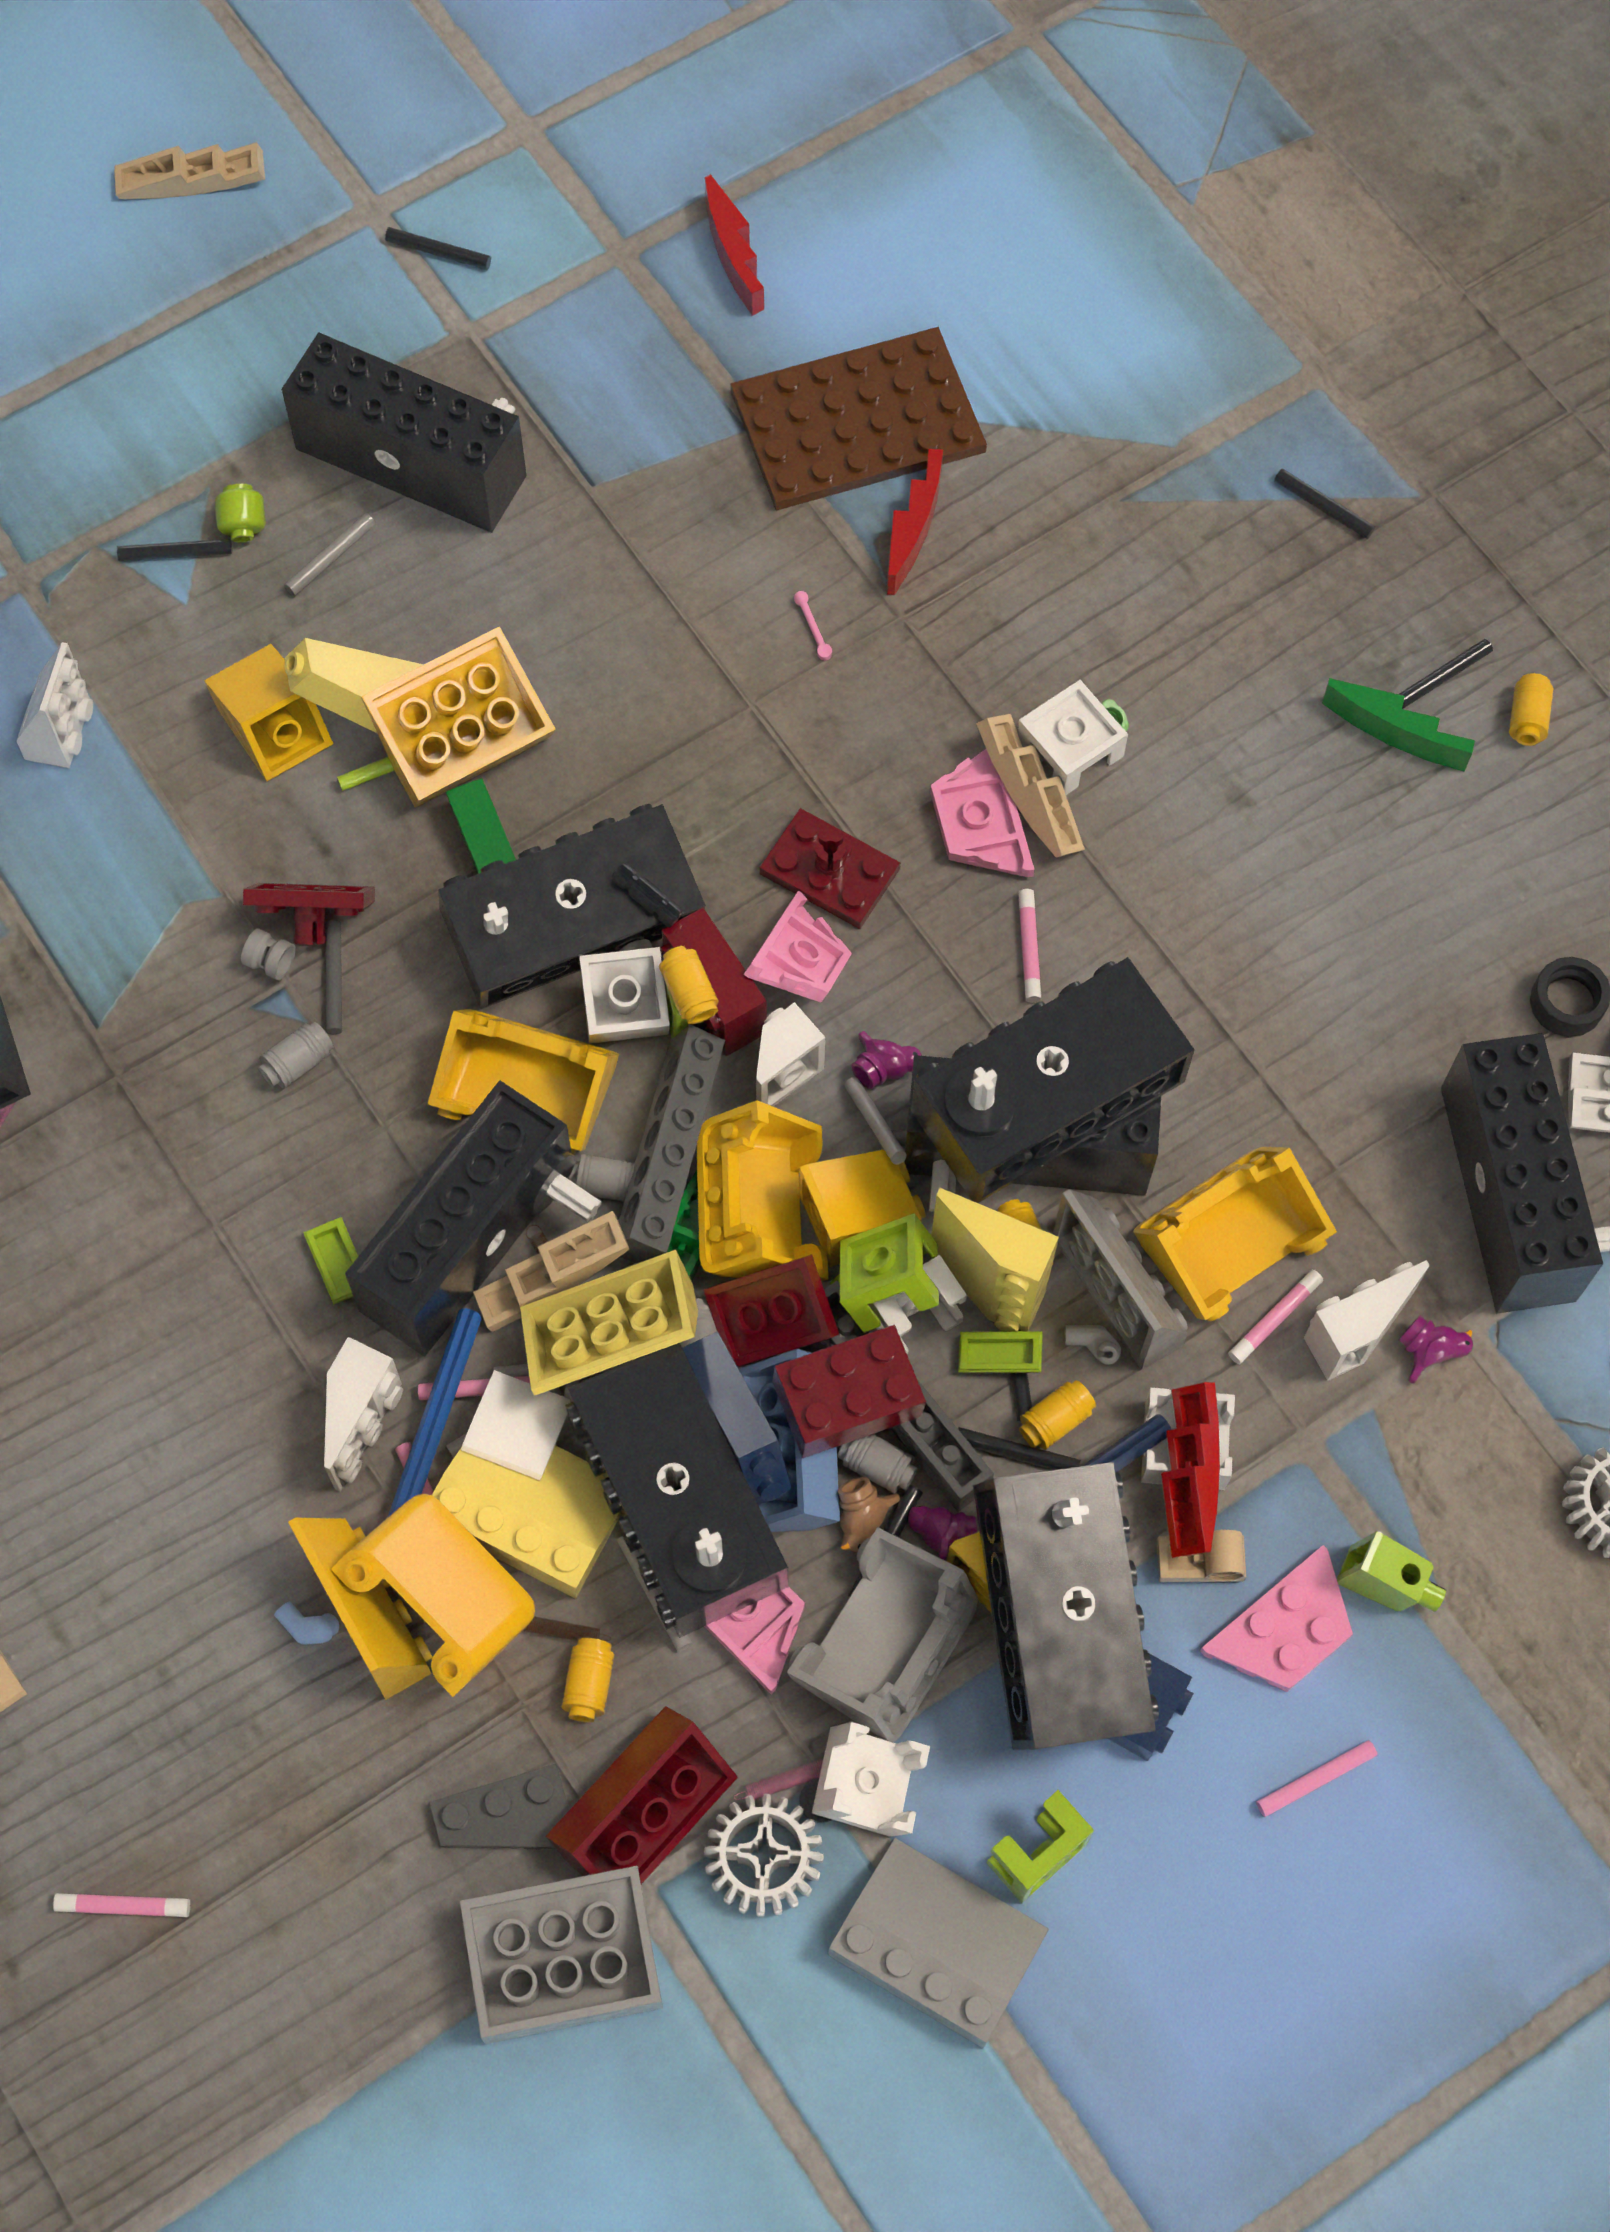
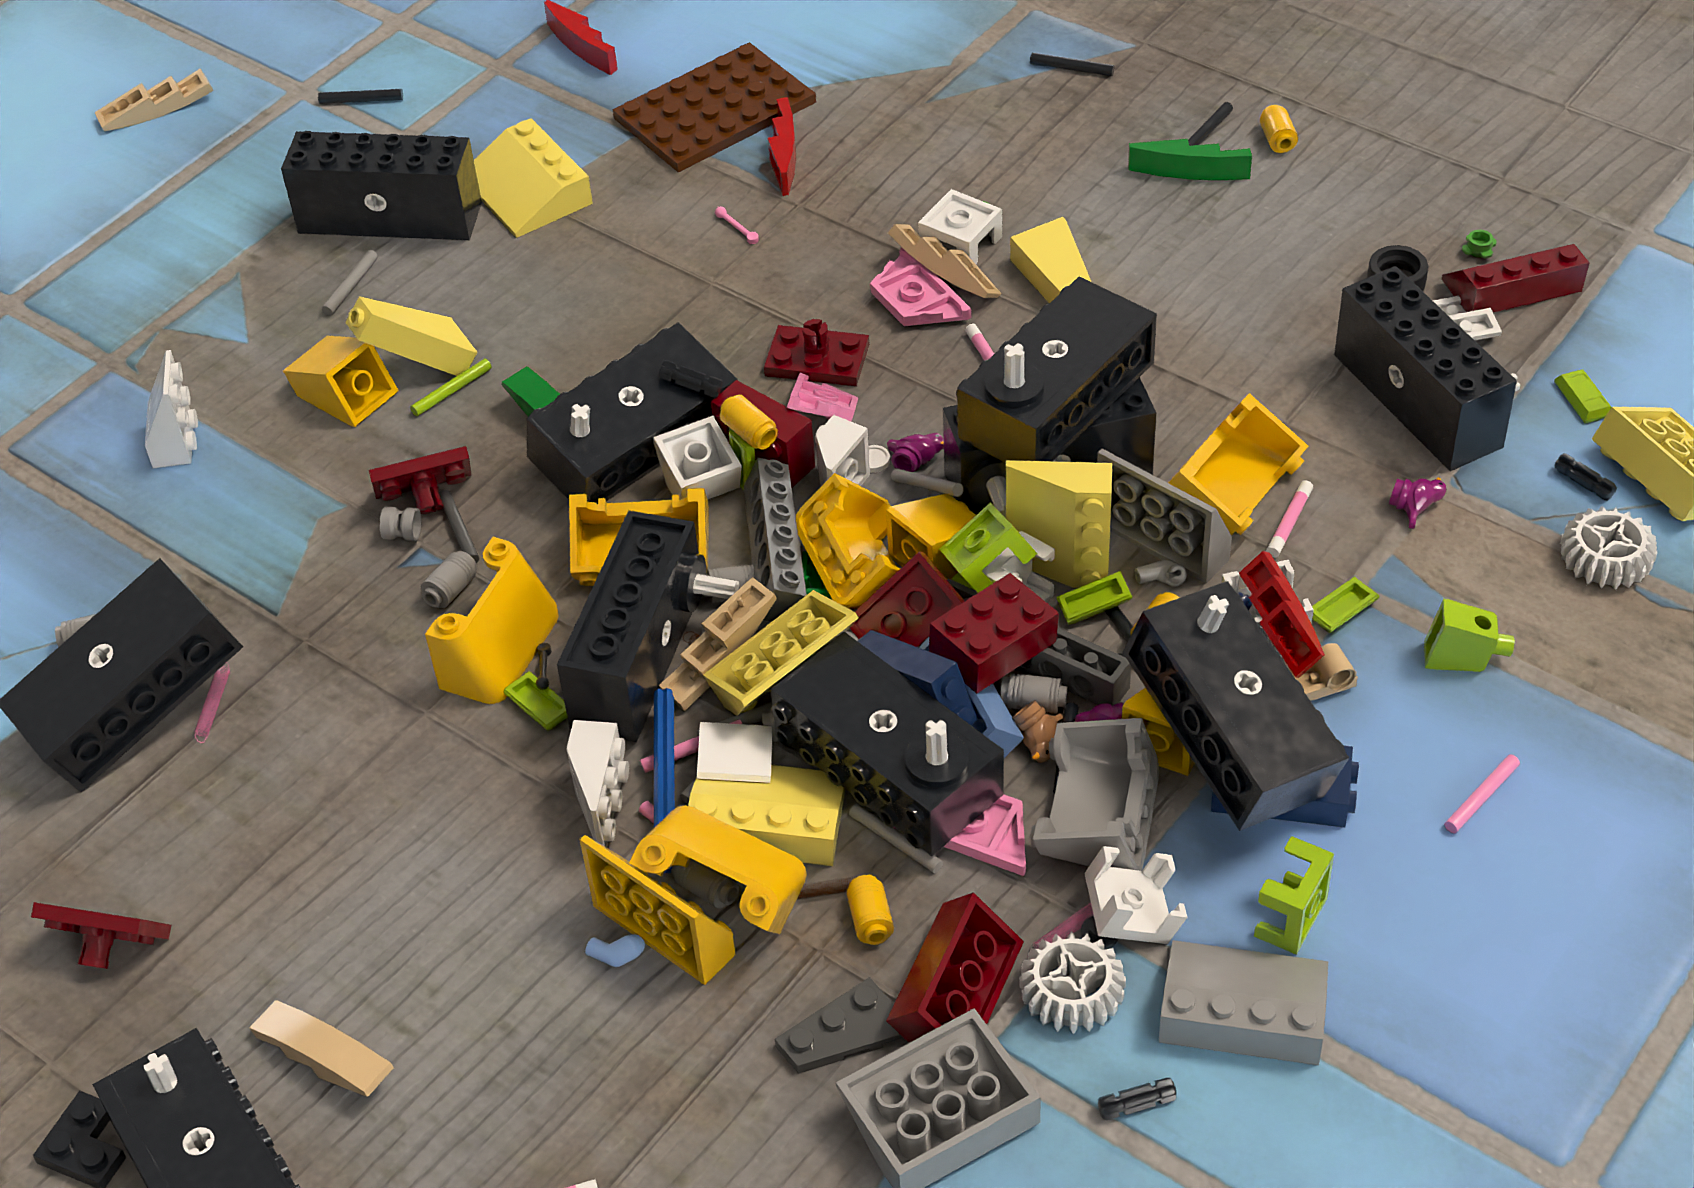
camera: 15 degrees left, 20 degrees down
(174, 549) = (226, 311): black bar -> none
(240, 512) = (270, 271): lime head -> none
(323, 1162) = (499, 636): none -> yellow windscreen
(369, 1190) = (543, 651): none -> black hinge
(457, 716) = (493, 333): yellow slope -> none
(587, 466) = (530, 179): none -> light yellow slope
(773, 2019) = (1137, 1098): none -> black axle
(839, 1048) = (878, 458): none -> white piece
(1160, 836) = (1048, 257): none -> light yellow slope
(1279, 1463) = (1343, 604): none -> lime tile
(1288, 1626) = (1405, 704): bright pink wing -> none
(1351, 1328) = (1353, 492): white slope -> none

